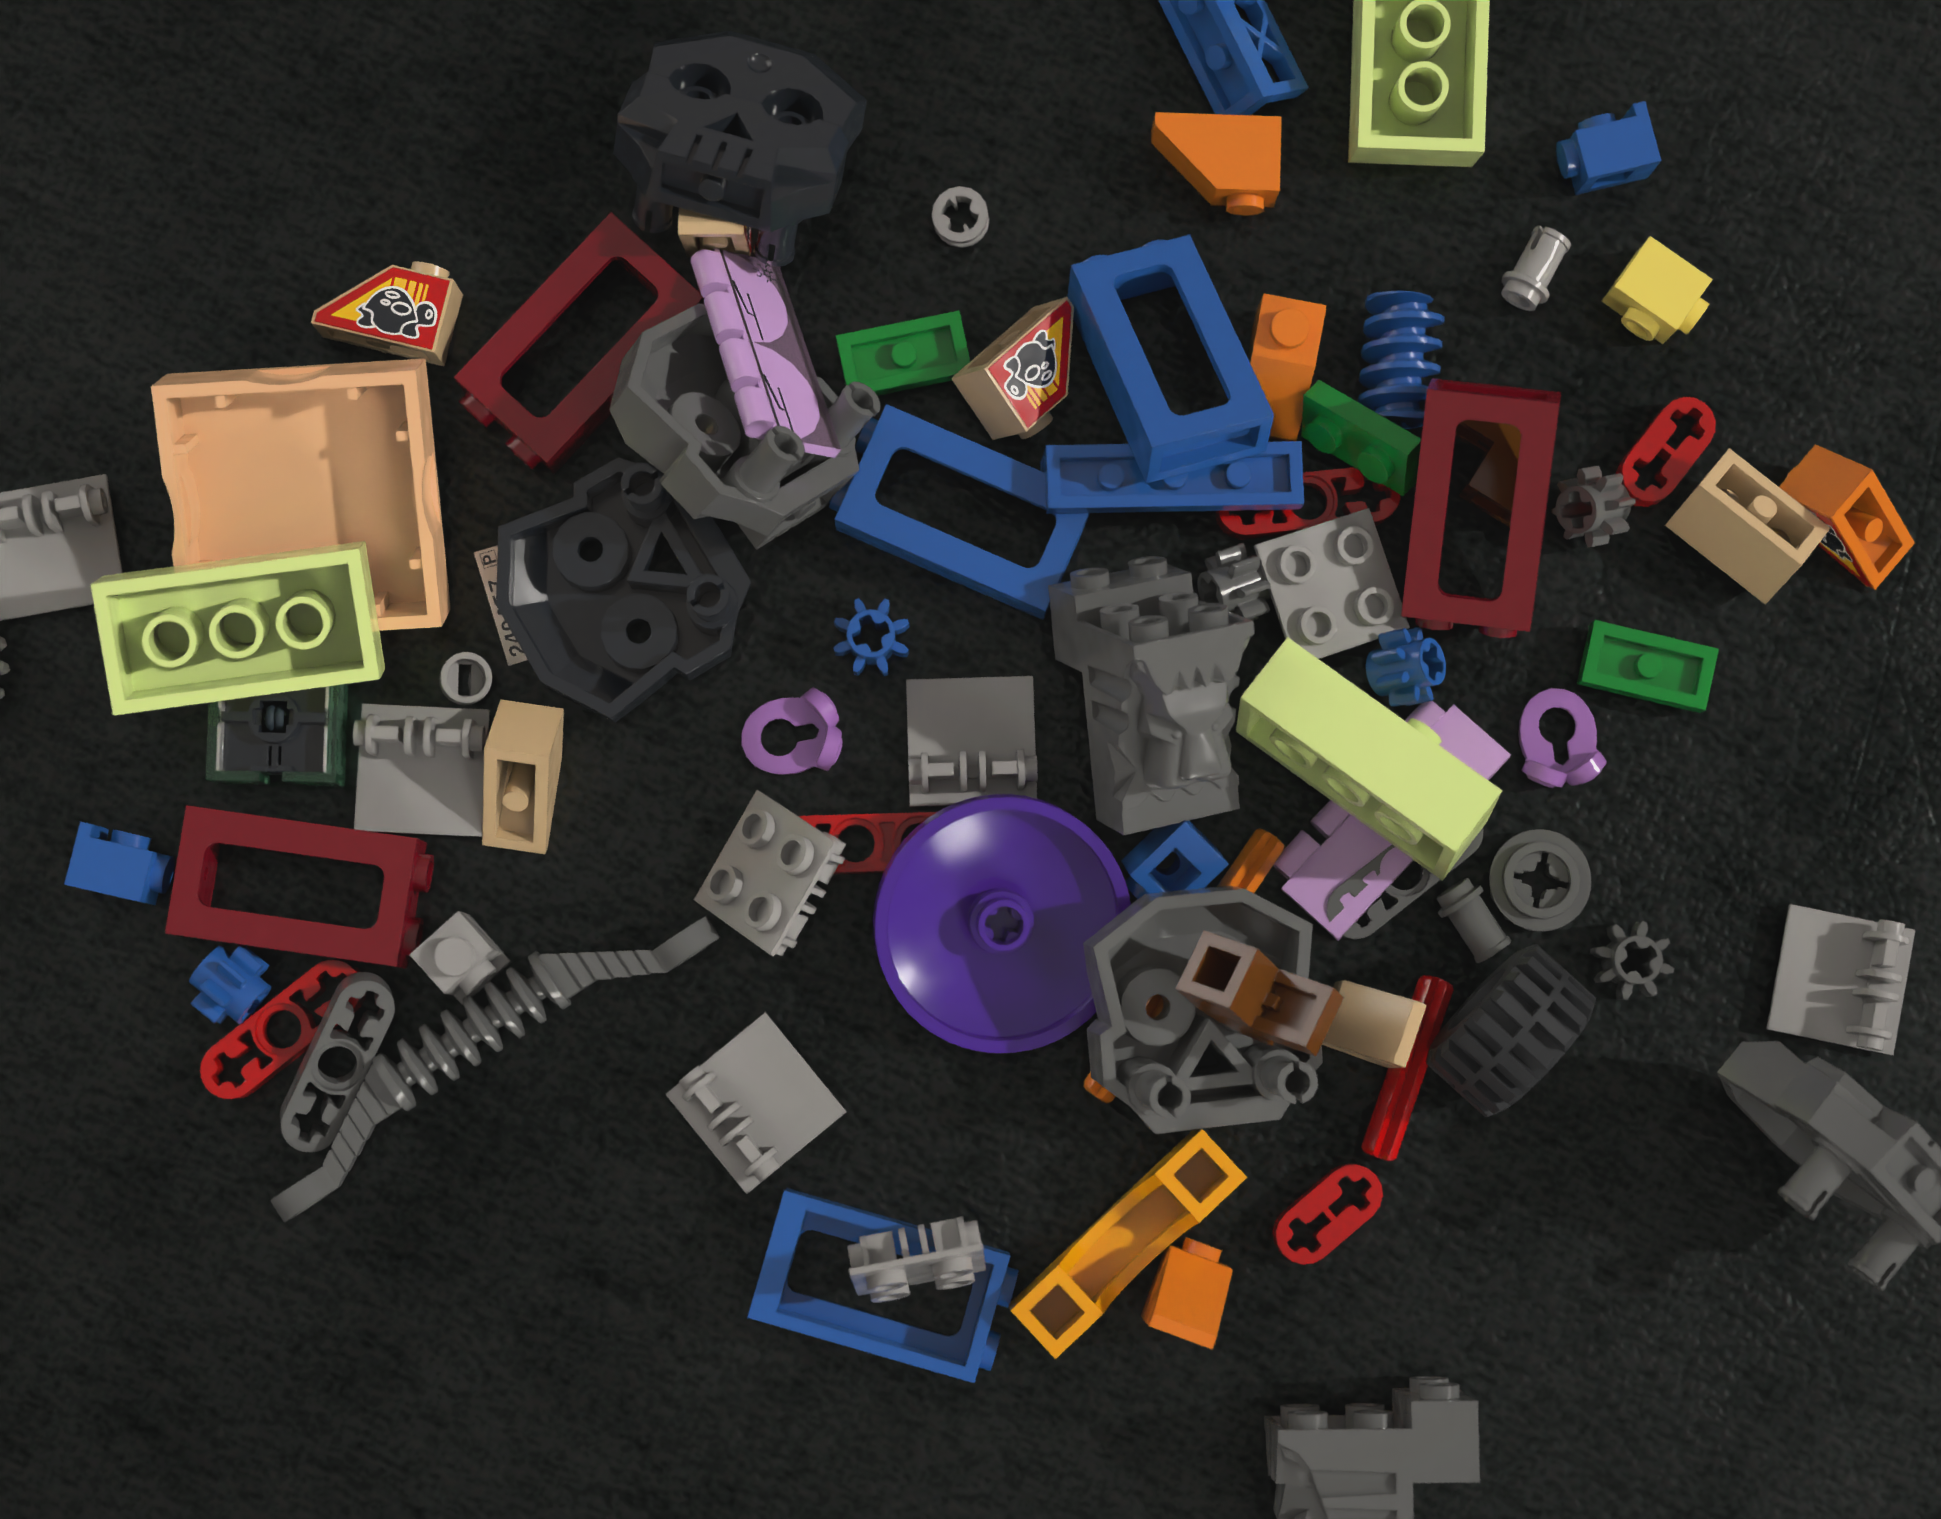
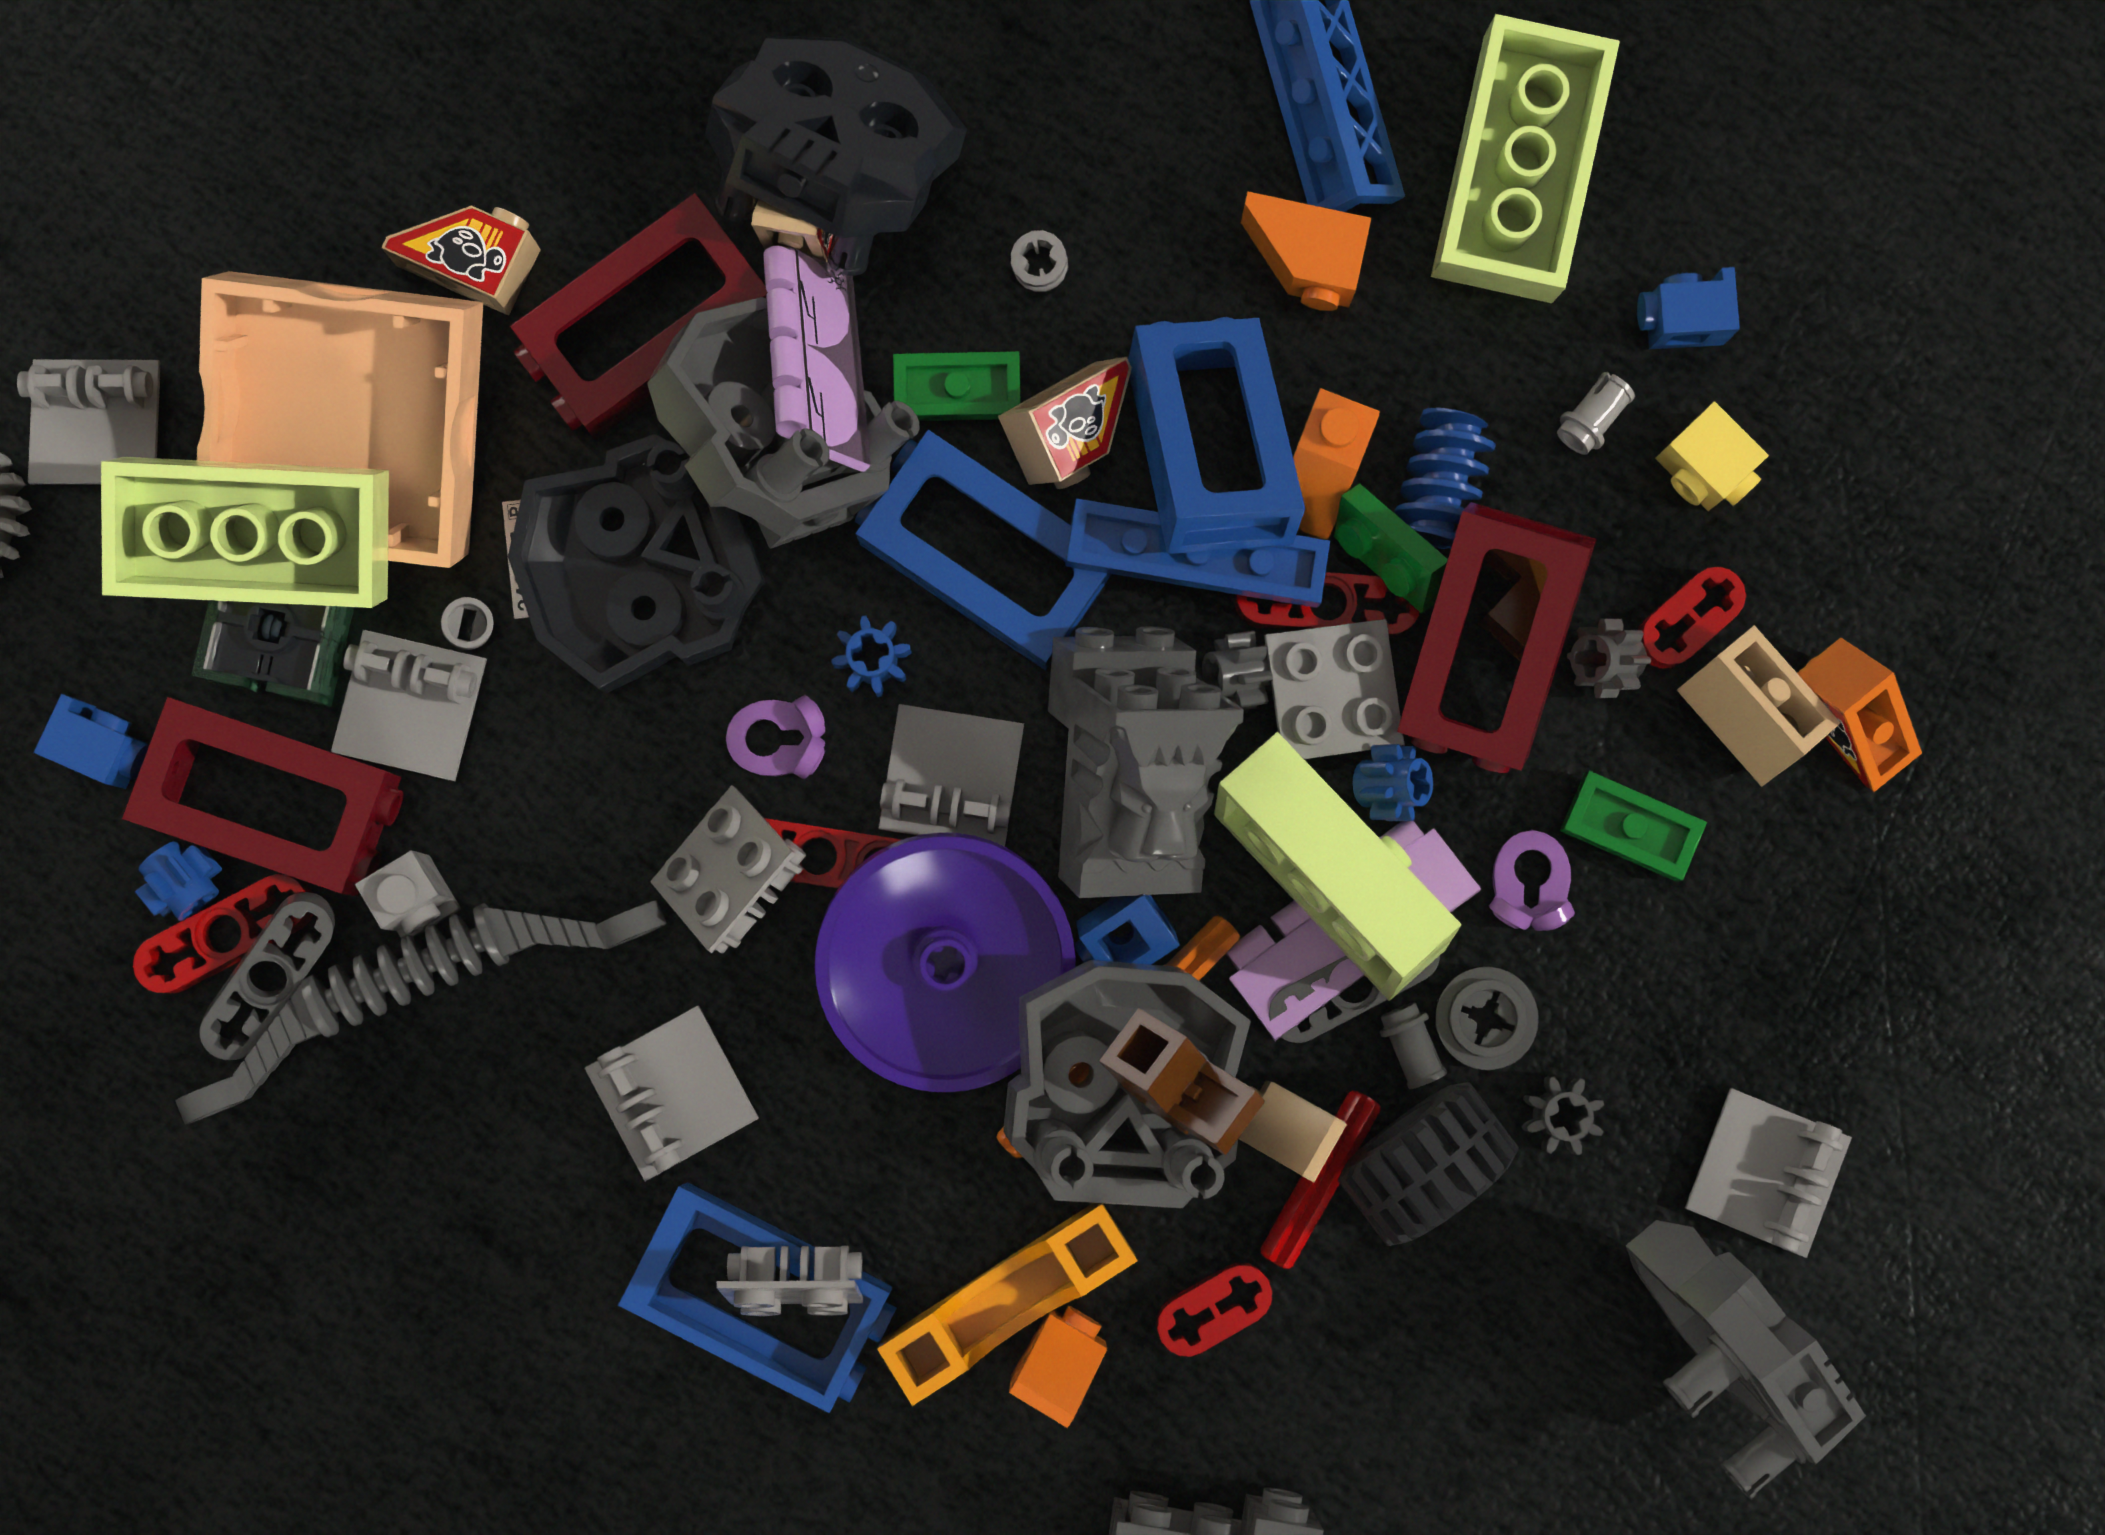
camera: 15 degrees right, 0 degrees up
(521, 776) = (503, 728): tan slope -> none

